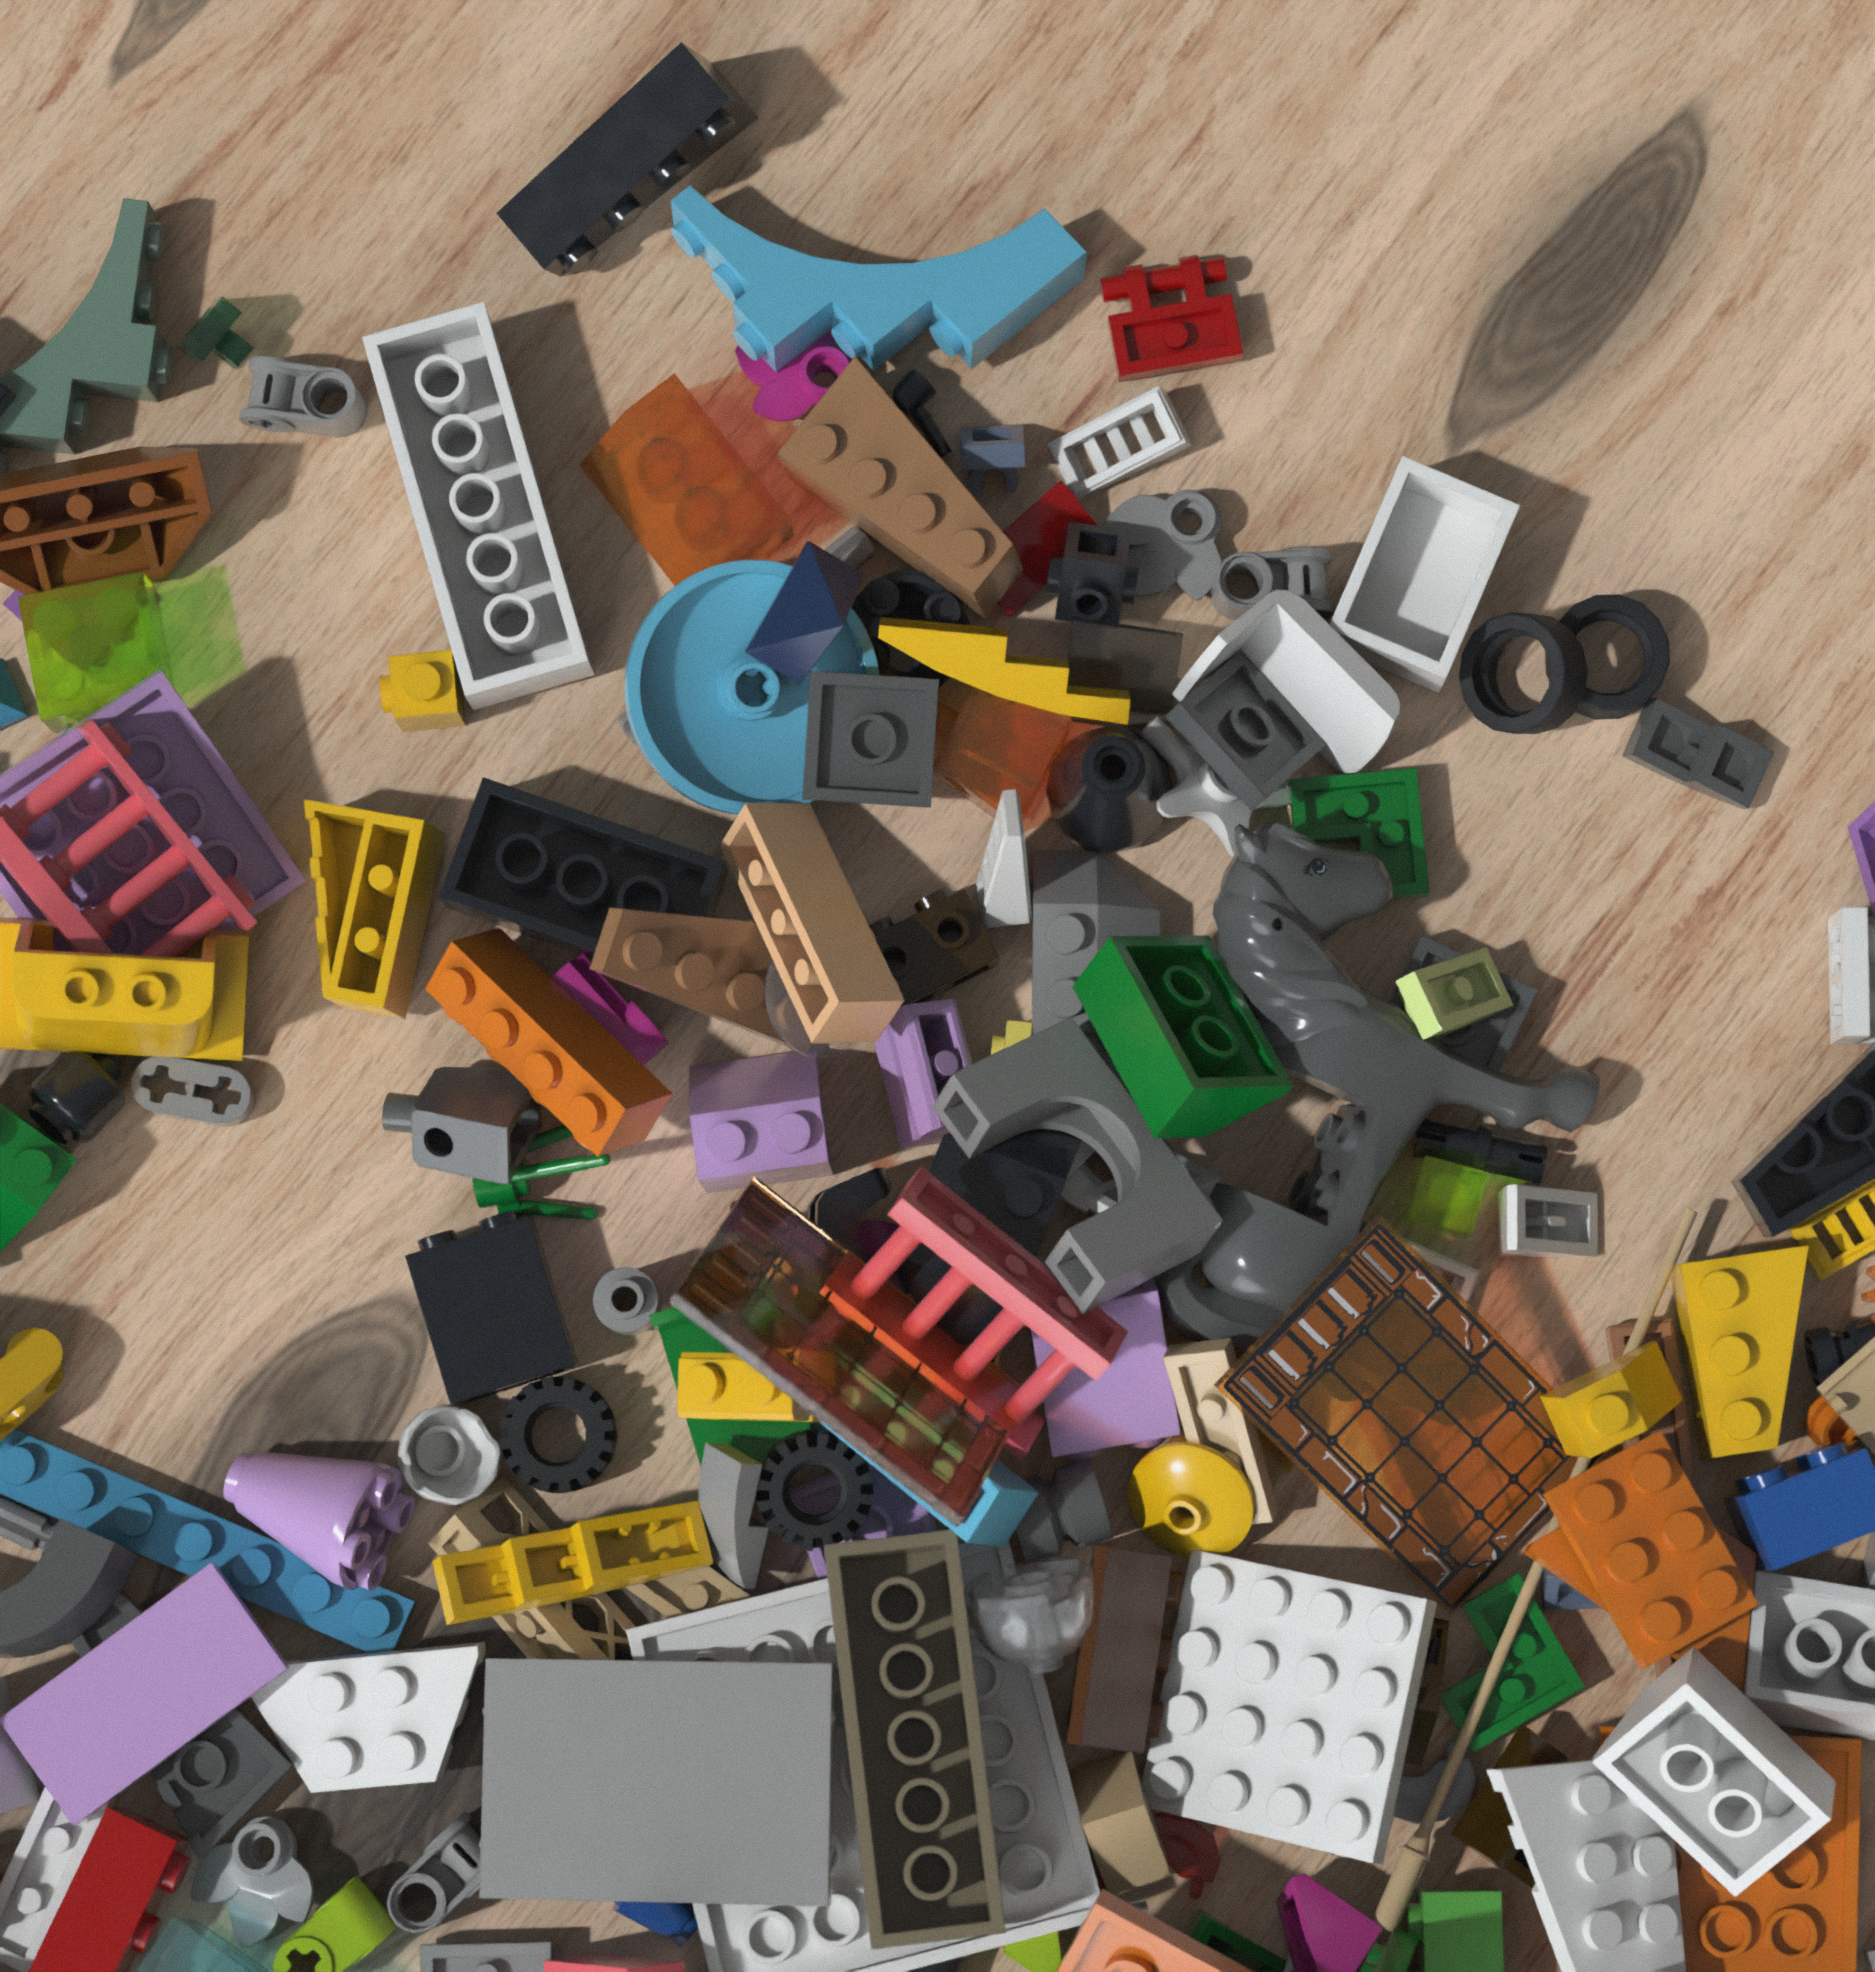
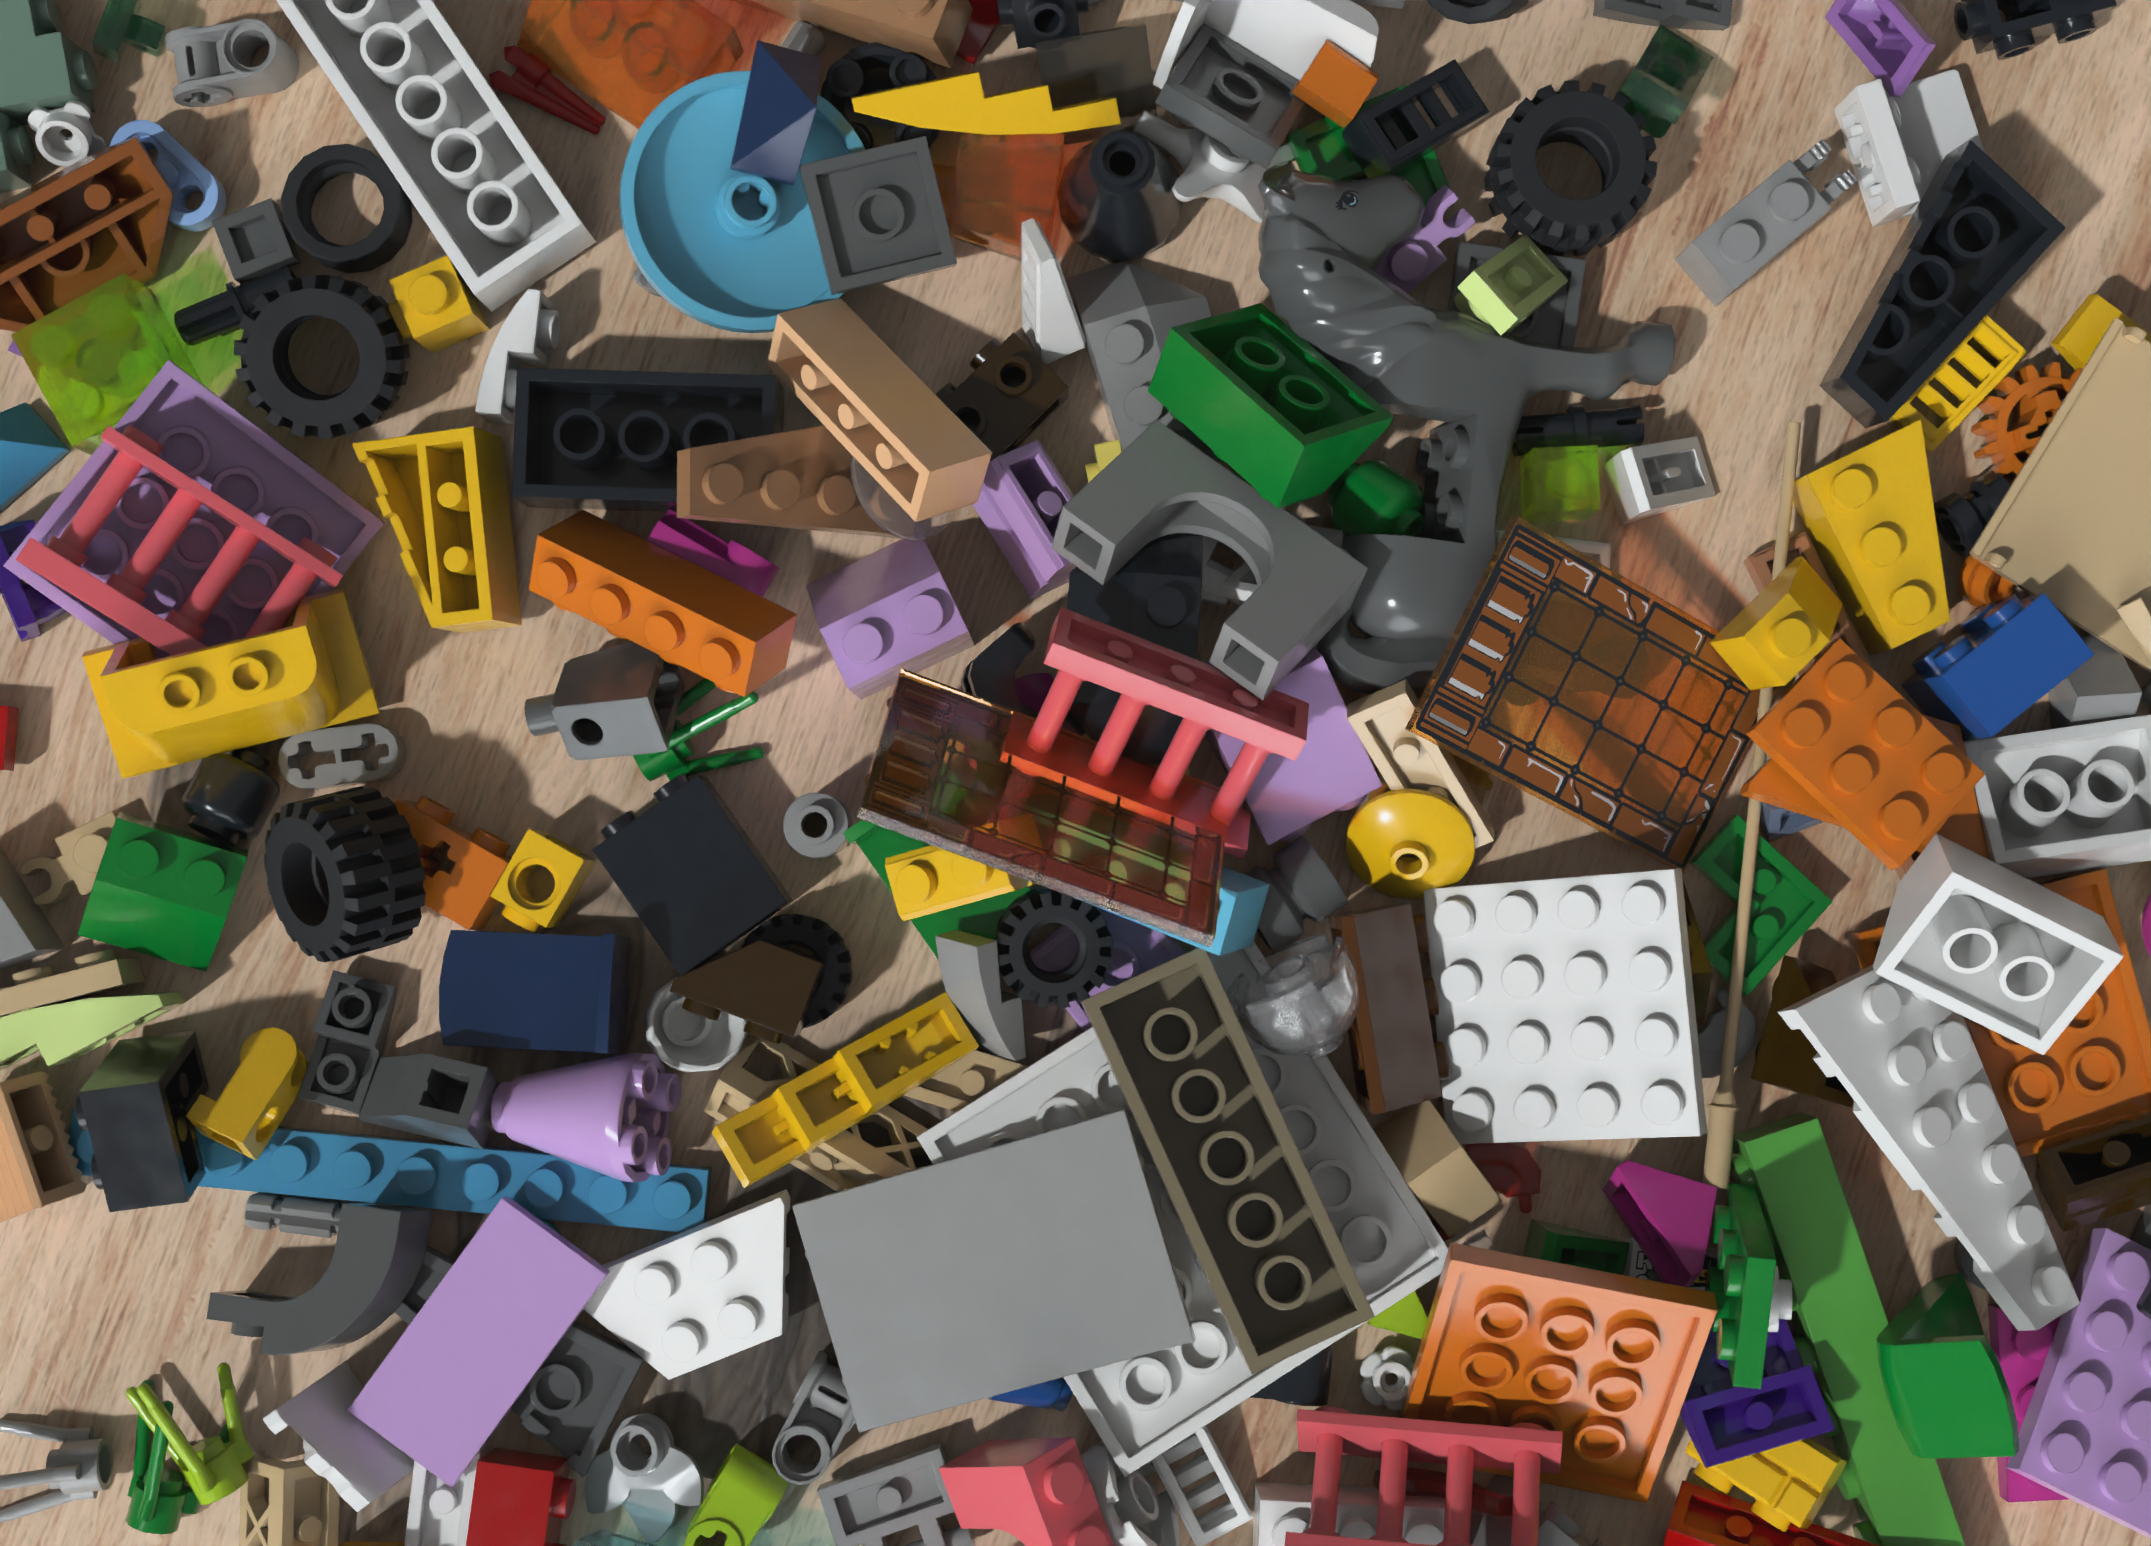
camera: 20 degrees left, 5 degrees up
(109, 1369) = (349, 1042): none -> dark grey slope
(117, 430) = (56, 146): none -> white plate
(164, 1204) = (344, 873): none -> black tyre
(174, 1445) = (432, 1098): none -> dark grey slope
(221, 1209) = (479, 860): none -> orange brick
(224, 488) = (182, 173): none -> light blue plate
(235, 631) = (225, 310): none -> black axle
(258, 741) = (268, 368): none -> black tyre
(272, 575) = (256, 241): none -> dark grey plate
(304, 1375) = (534, 991): none -> dark blue piece
(342, 531) = (308, 179): none -> black tyre
(374, 1264) = (569, 872): none -> yellow brick
(497, 748) = (522, 339): none -> white slope
(523, 1433) = (757, 983): none -> dark brown slope
(586, 510) = (538, 87): none -> red piece
(1262, 1160) = (1376, 501): none -> green head
(1346, 749) = (1335, 84): none -> orange slope
(1362, 818) = (1380, 143): none -> black slope
(1379, 934) = (1418, 254): none -> lavender plate
(1586, 861) = (1599, 128): none -> black tyre
(1667, 839) = (1664, 80): none -> clear green slope
(1718, 1009) = (1761, 225): none -> light grey hinge

